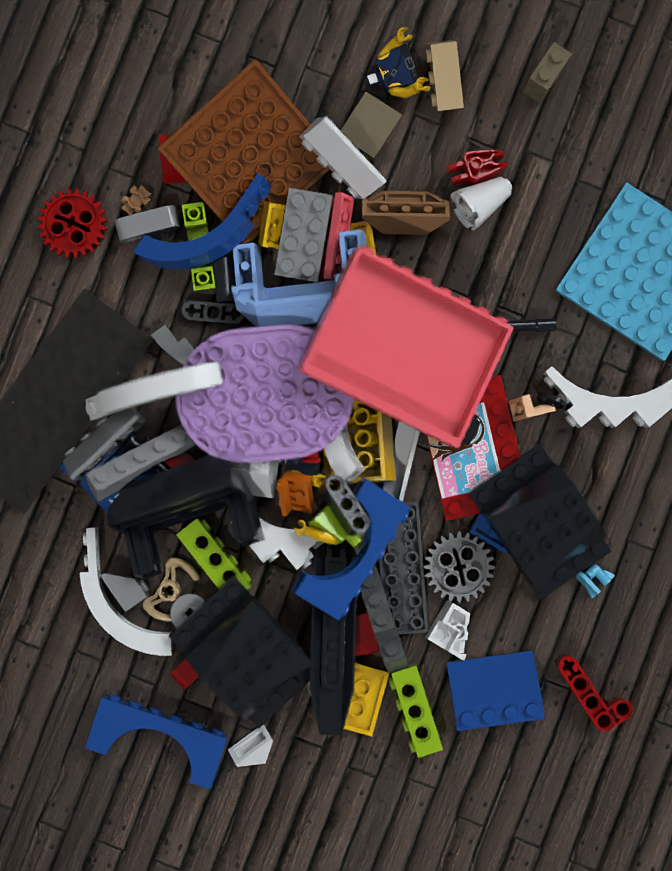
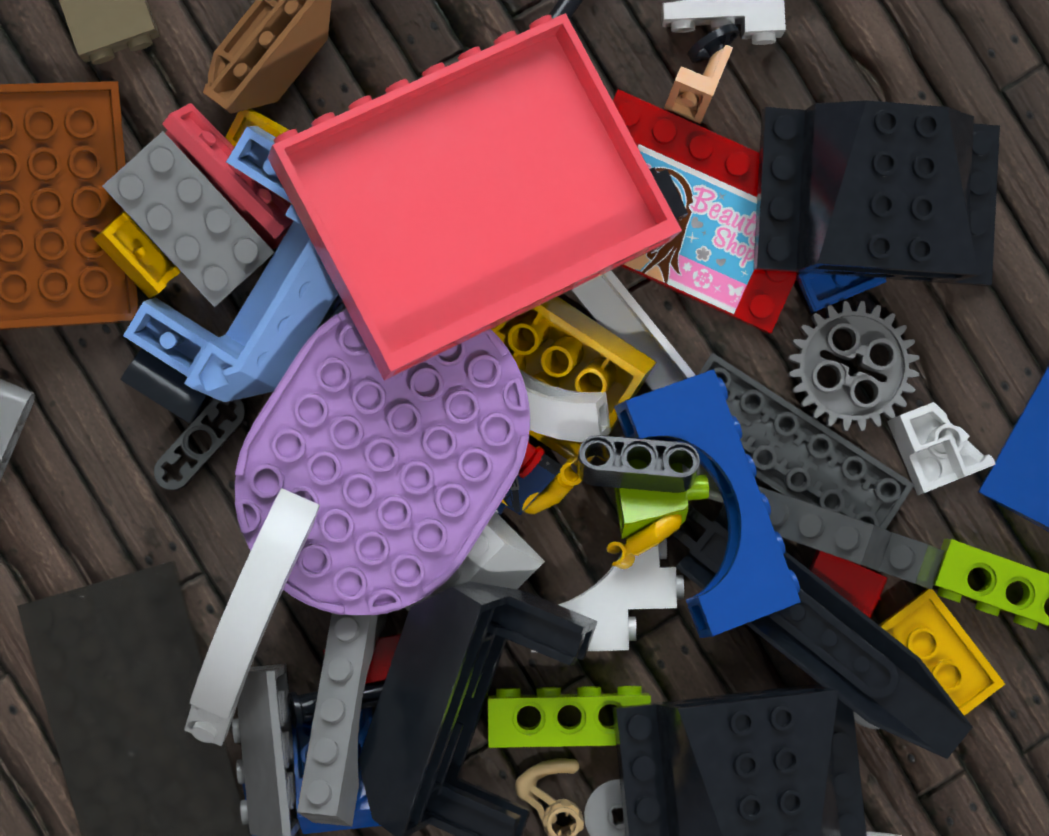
camera: 60 degrees left, 0 degrees up
(178, 350) = (218, 535): light grey slope -> none
(197, 226) = (86, 386): lime slope -> none
(213, 244) = (98, 368): blue arch -> none
(295, 493) = (562, 523): orange bracket -> none
(342, 158) = (118, 75): white slope -> none
(595, 570) = (1011, 195): medium azure piece -> none

